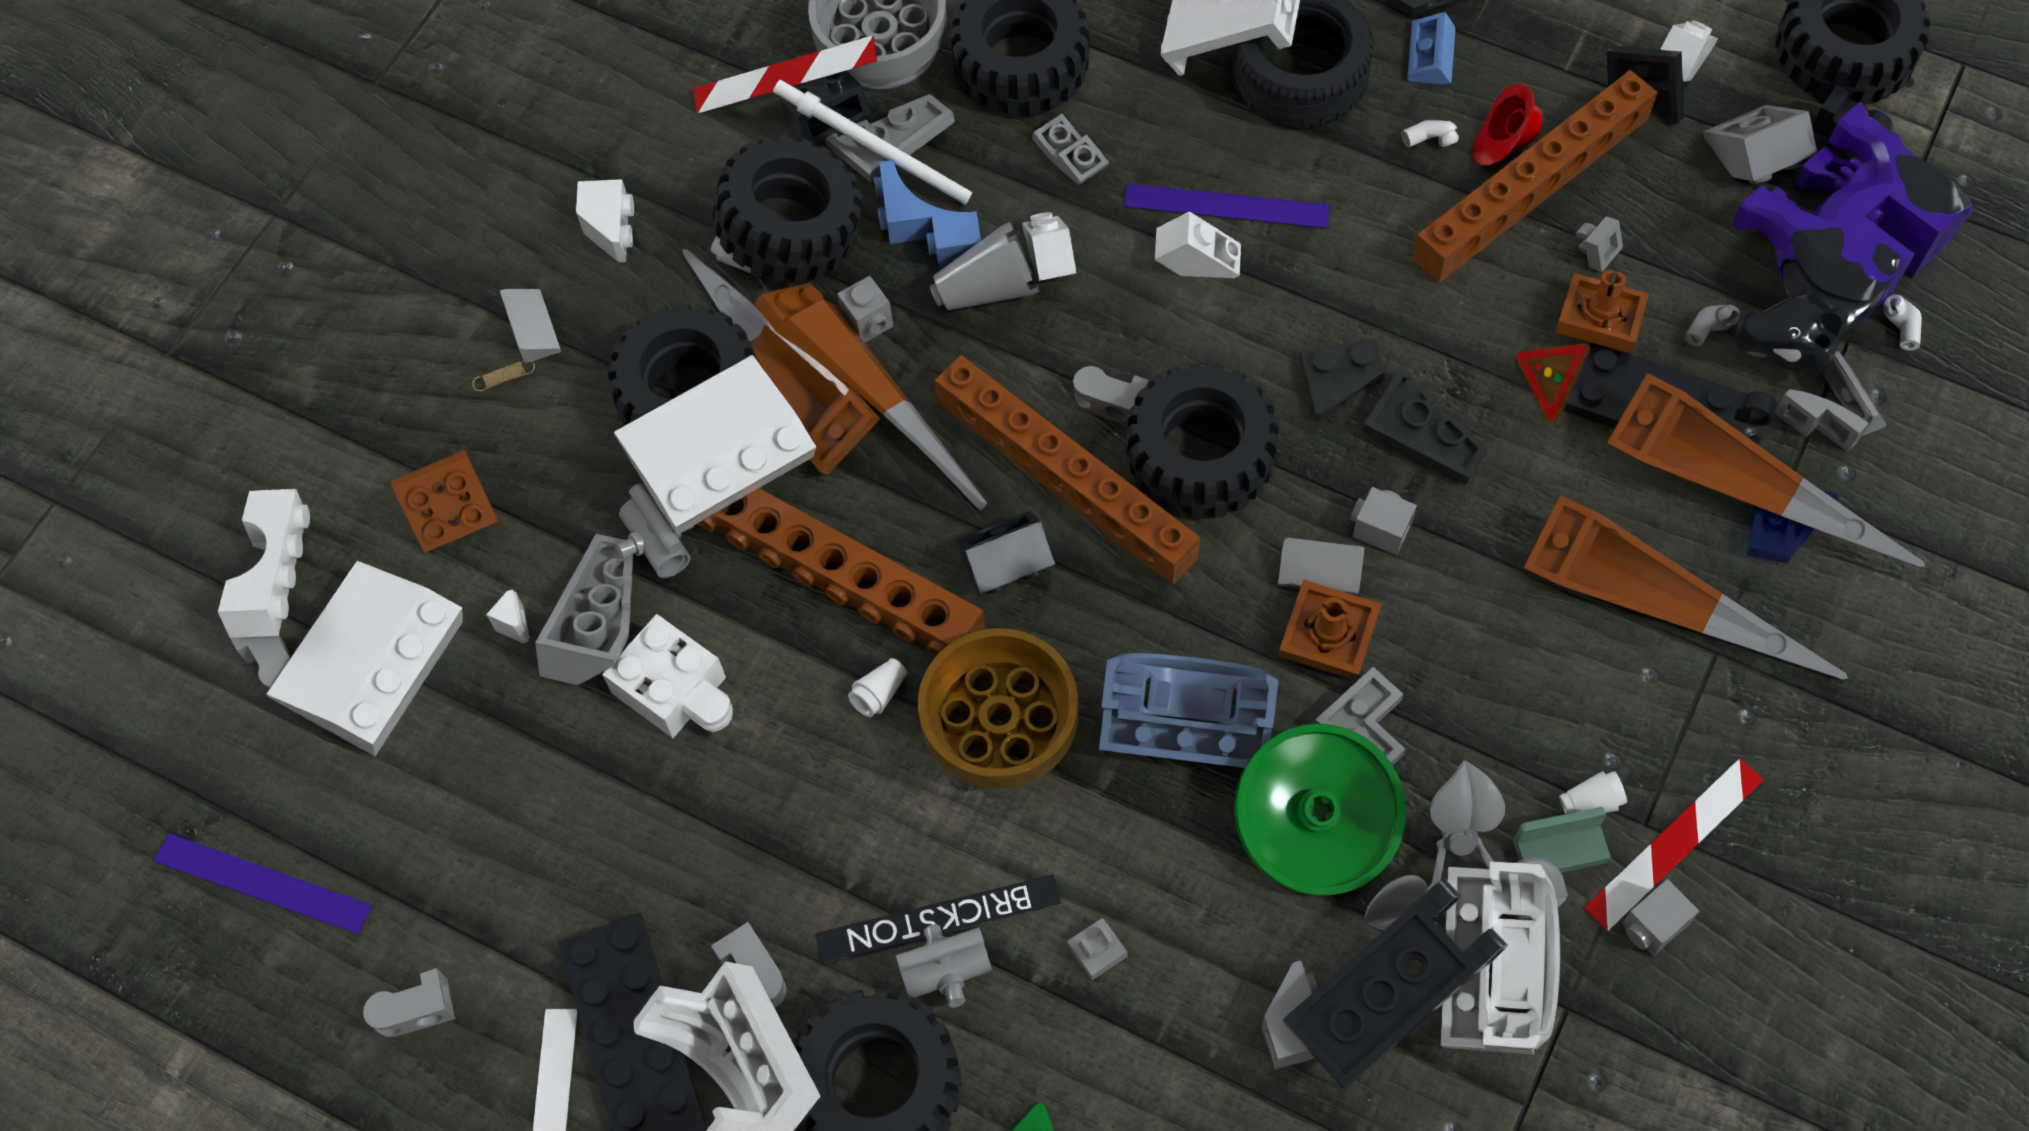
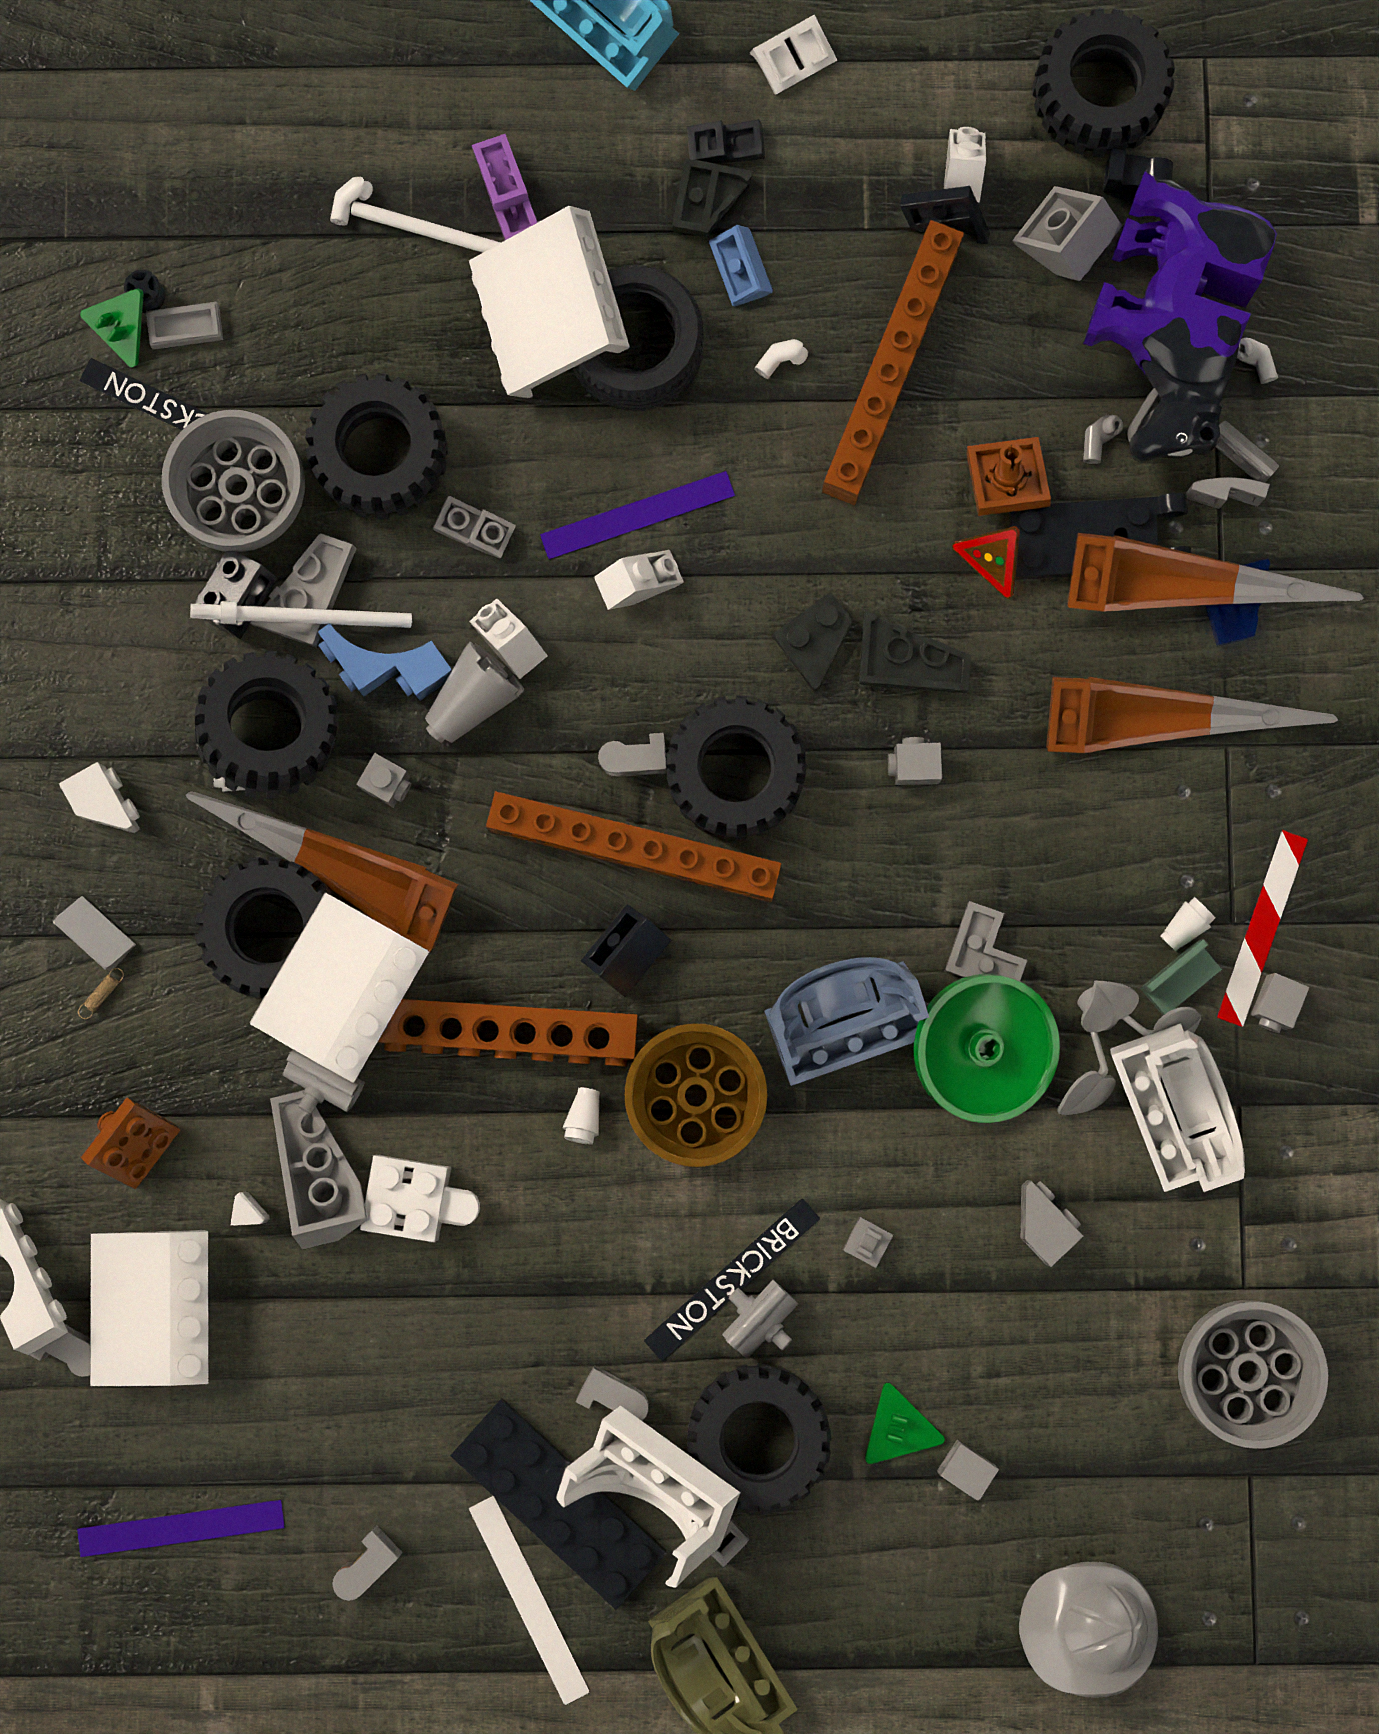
camera: 30 degrees left, 20 degrees up
(791, 71) = (182, 582): sticker -> none
(830, 339) = (371, 828): dark orange plate -> none
(1321, 563) = (884, 830): light grey slope -> none
(1333, 617) = (919, 883): dark orange plate -> none
(1374, 998) = (1110, 1190): black hinge -> none
(1509, 126) = (846, 322): red piece -> none
(1600, 242) = (976, 405): light grey tile -> none

